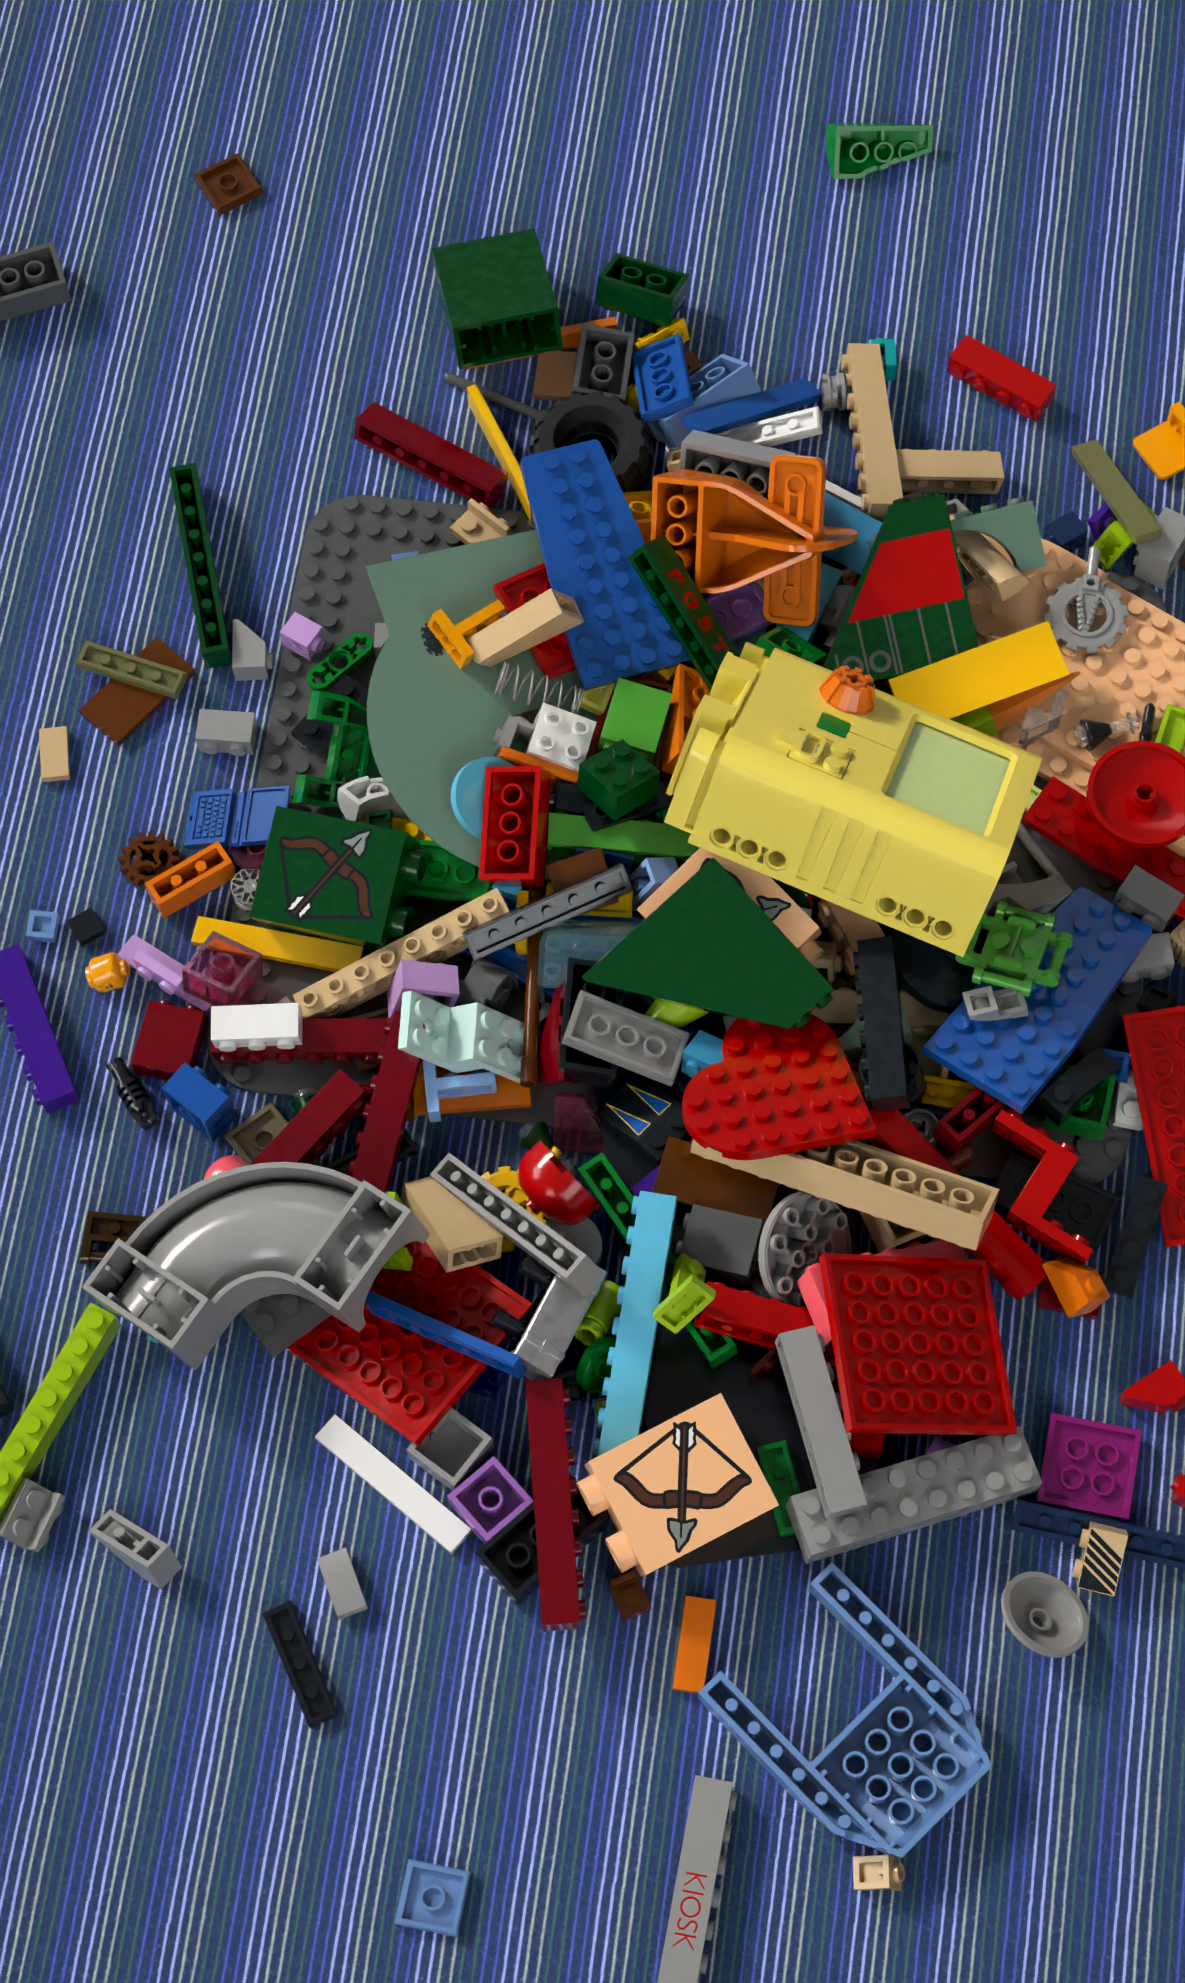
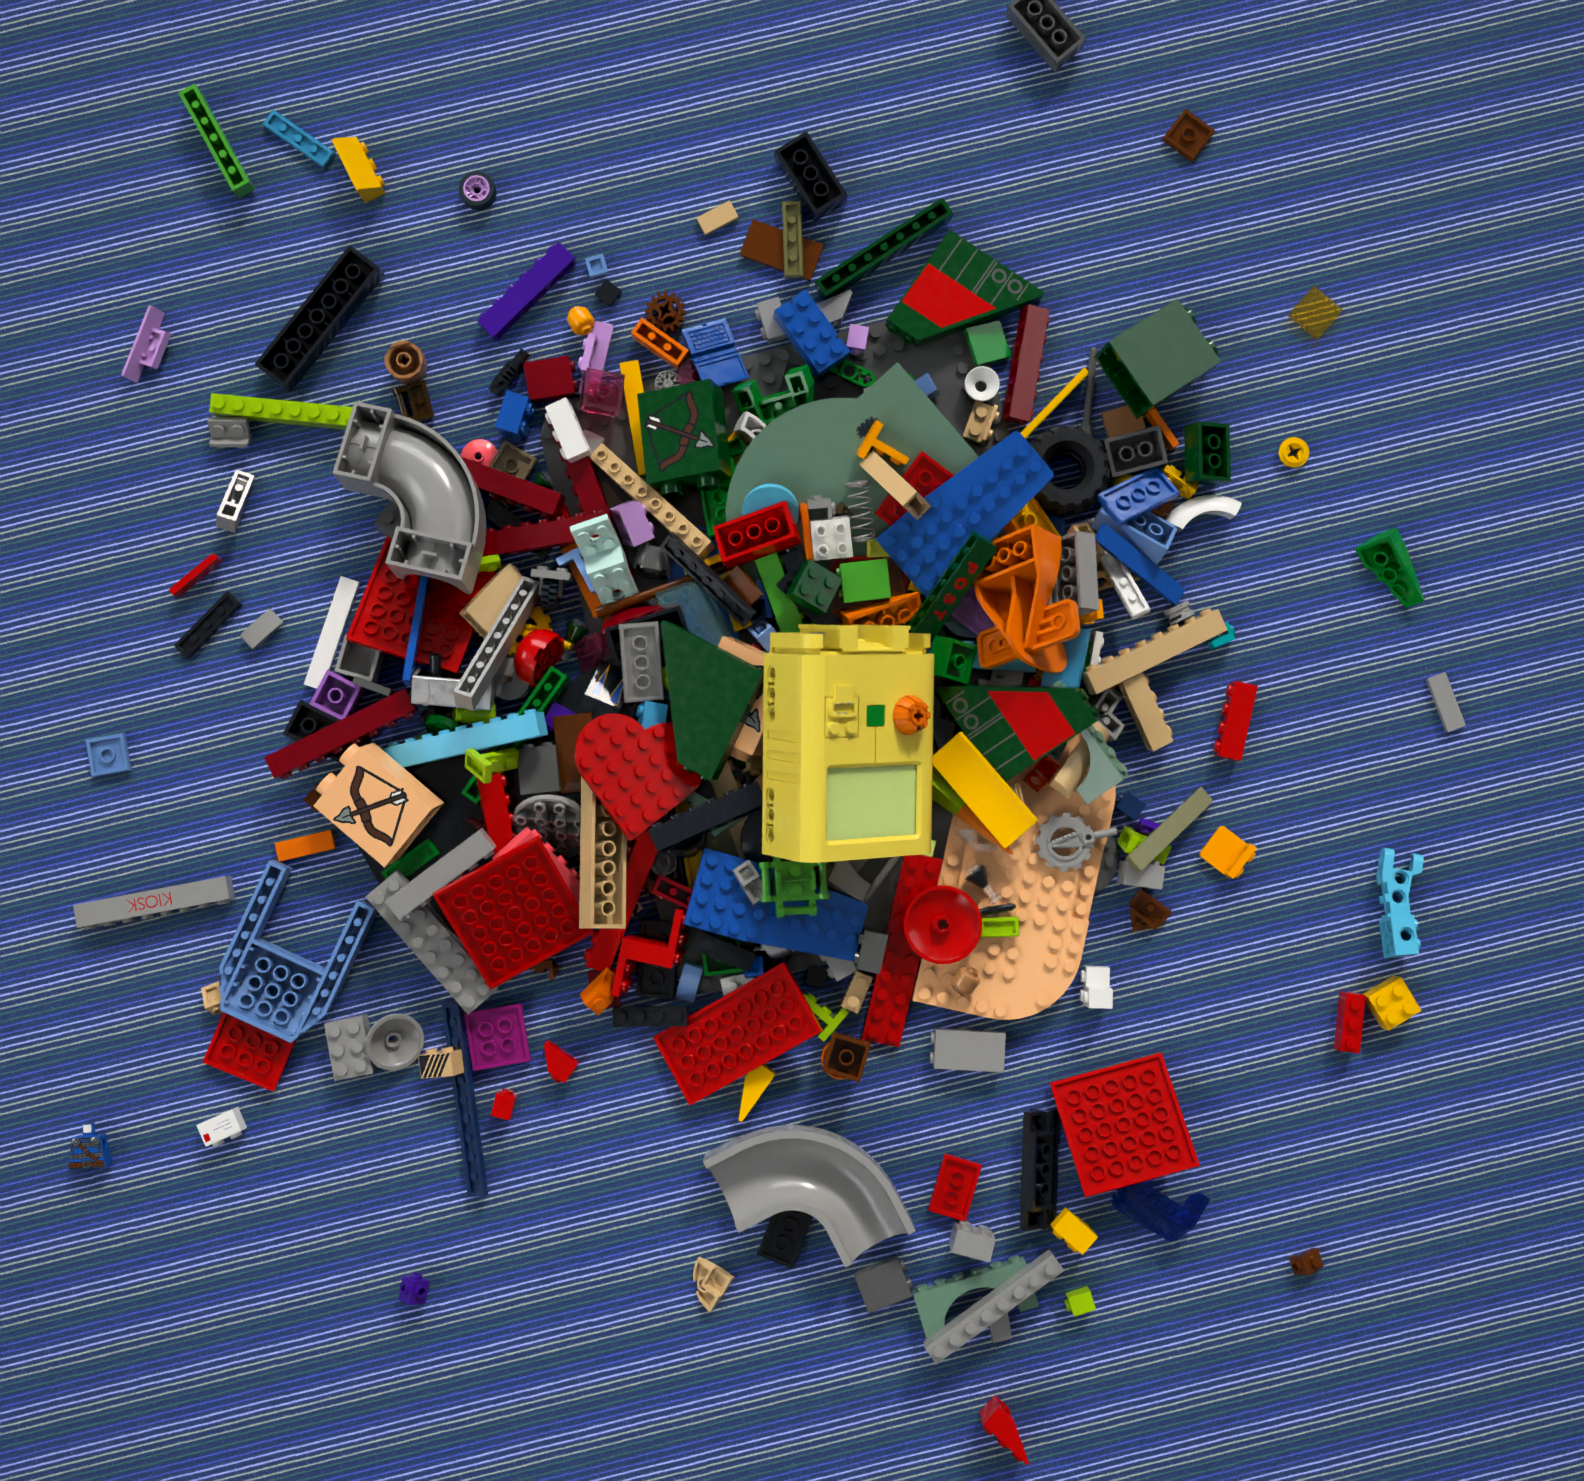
camera: 65 degrees right, 20 degrees up
(58, 1238) = (395, 360): none -> medium nougat brick
(59, 616) = (810, 176): none -> black brick
(218, 1649) = (195, 575): none -> red tile
(269, 680) = (811, 334): none -> blue piece
(299, 499) = (956, 292): none -> dark green slope
(381, 490) = (987, 343): none -> green tile
(429, 501) = (985, 375): none -> white piece
(460, 1139) = (551, 585): none -> plate
(504, 1437) = (373, 686): none -> dark grey tile
(517, 124) = (1315, 312): none -> clear yellow tile
(691, 199) = (1293, 443): none -> yellow gear
(703, 330) = (1202, 505): none -> white brick
(978, 1850) = (248, 1052): none -> red plate
(982, 603) = (1043, 771): none -> clear red bracket
(1016, 1349) = (547, 964): none -> reddish brown bracket
(1029, 1688) = (348, 1047): none -> light grey brick
(1069, 148) = (1445, 702): none -> light grey tile
(1085, 1939) = (222, 1126): none -> white brick
(1104, 1165) = (689, 982): none -> medium blue slope

